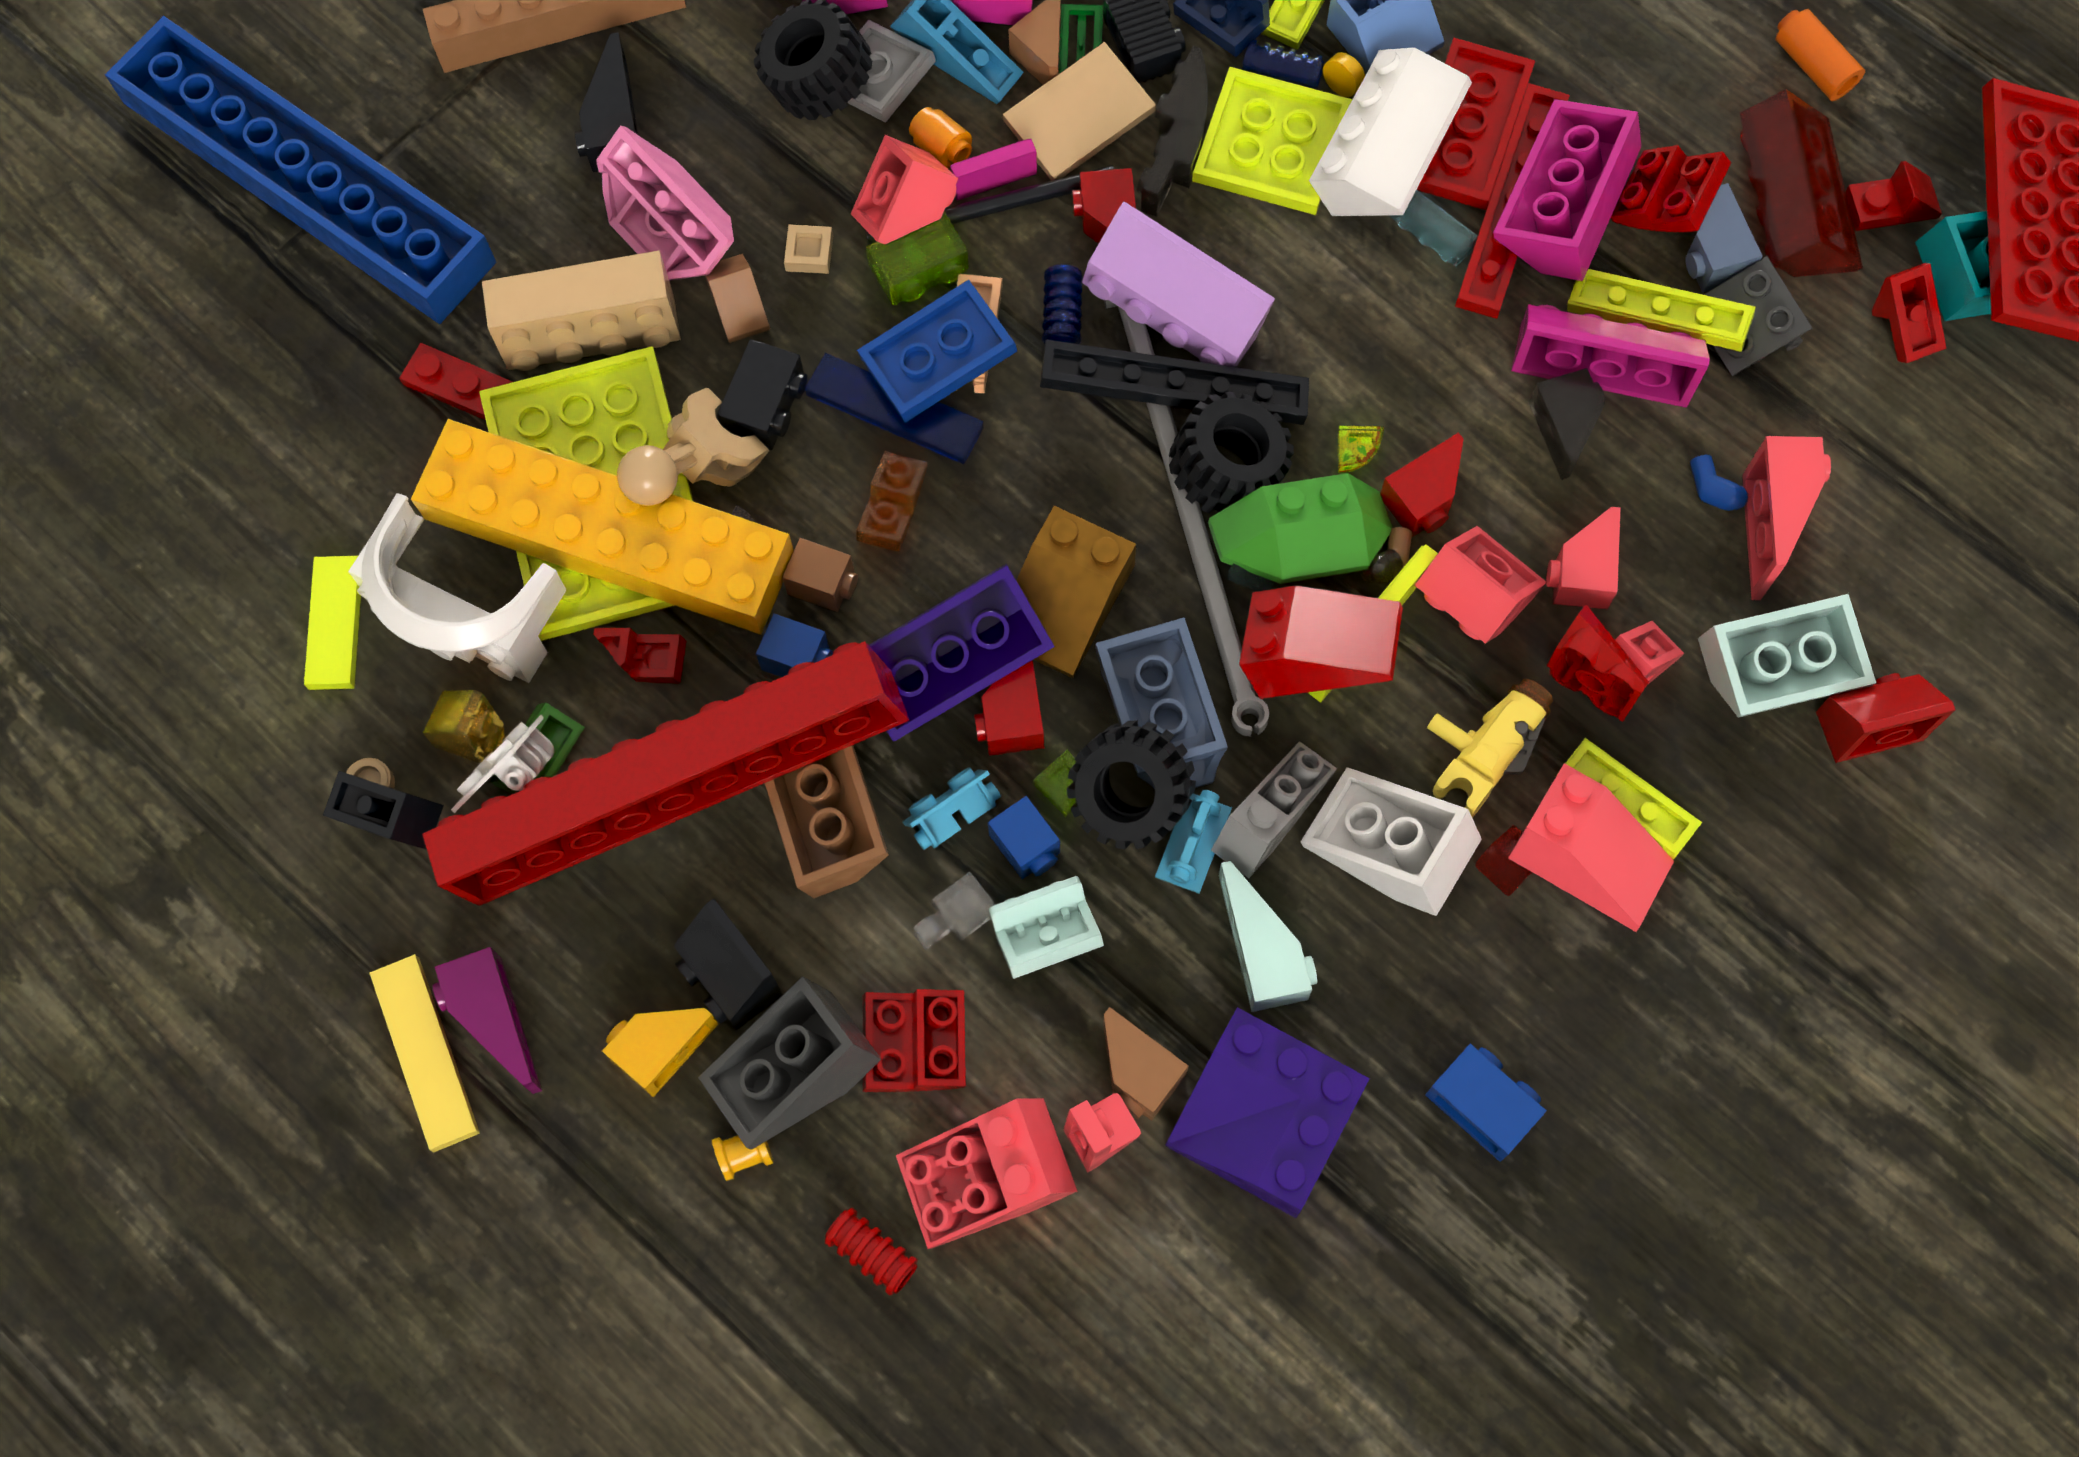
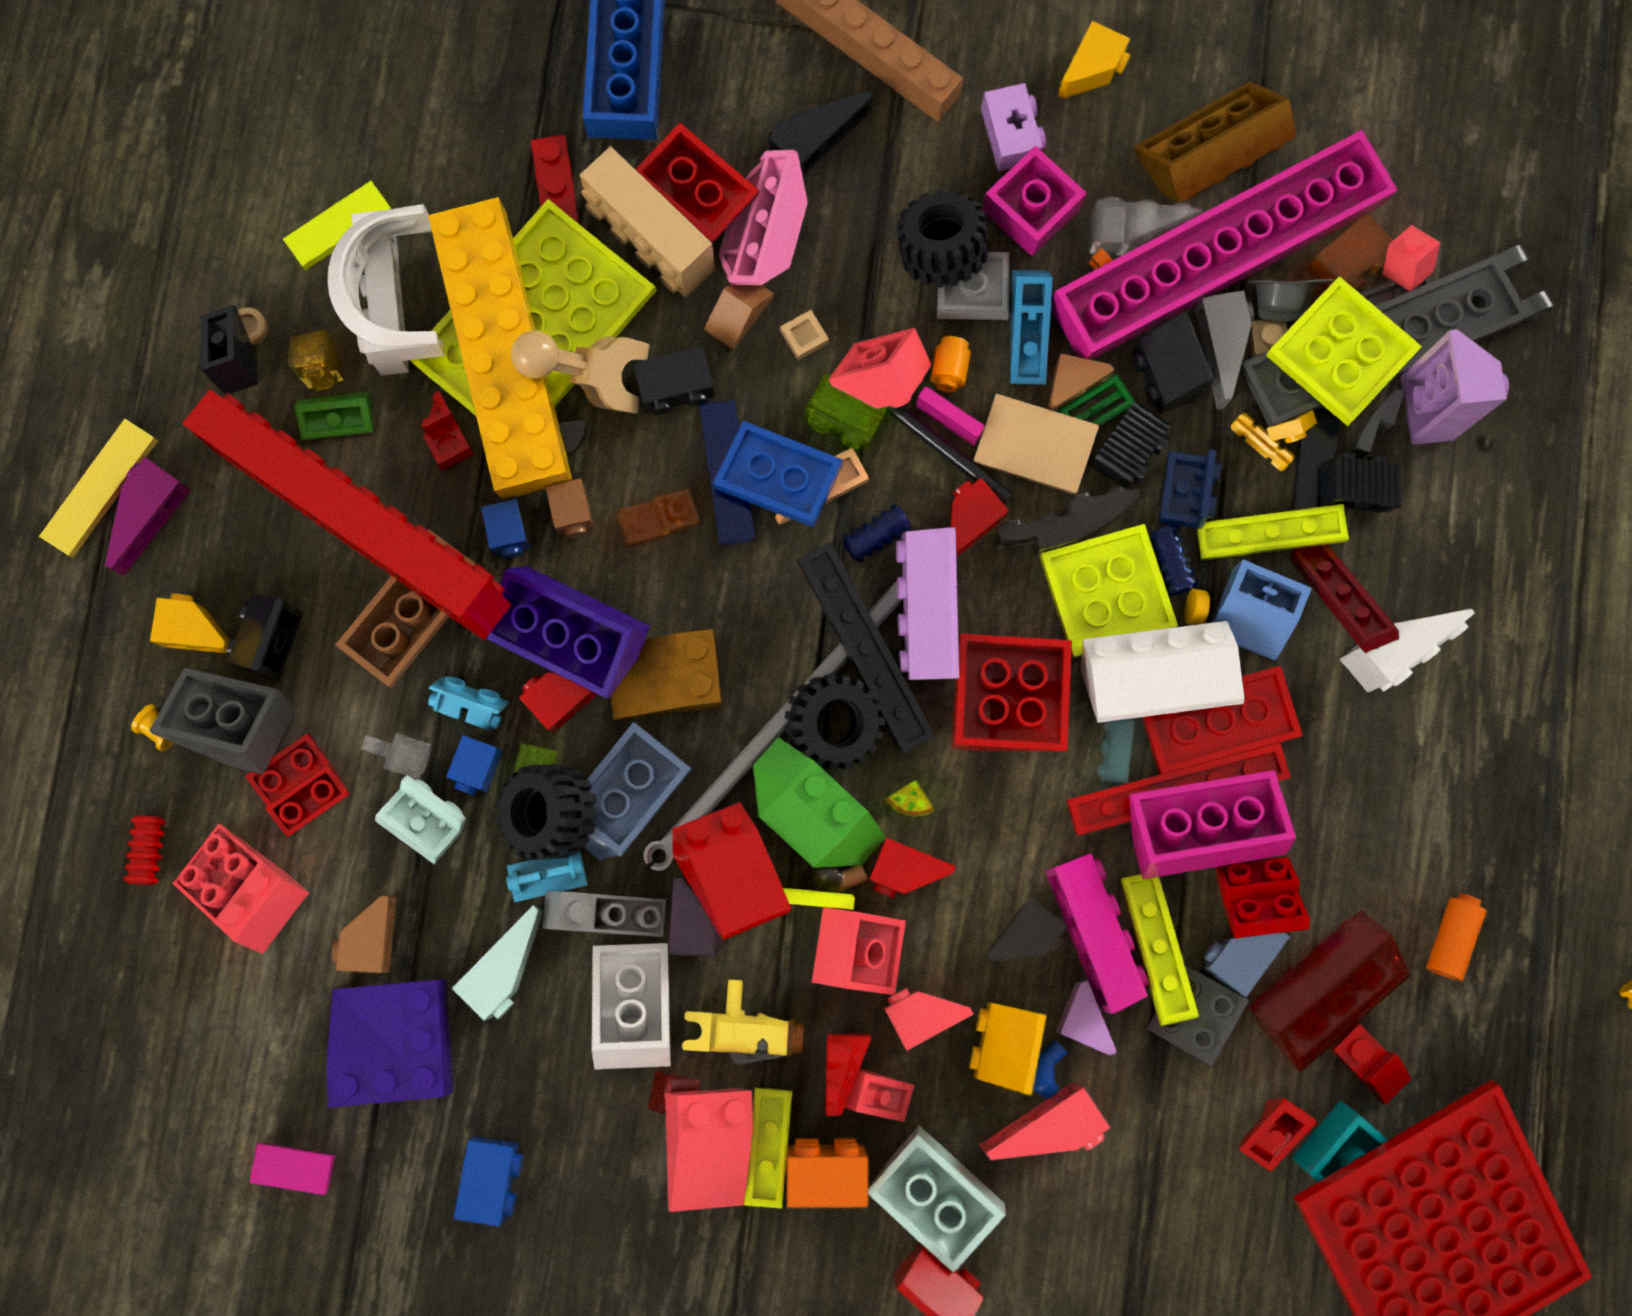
camera: 50 degrees right, 10 degrees up
(513, 761) = (300, 408): white hinge -> none
(578, 230) = (697, 182): none -> red slope
(1100, 1130) = (303, 943): coral slope -> none
(1324, 278) = (1012, 694): none -> red slope
(1337, 1311) = (292, 1168): none -> dark pink tile
(1343, 723) = (690, 926): none -> clear purple slope
(1679, 487) = (1008, 1047): none -> yellow slope
(1690, 418) = (1084, 1021): none -> lavender slope
(1700, 733) = (827, 1173): none -> orange brick

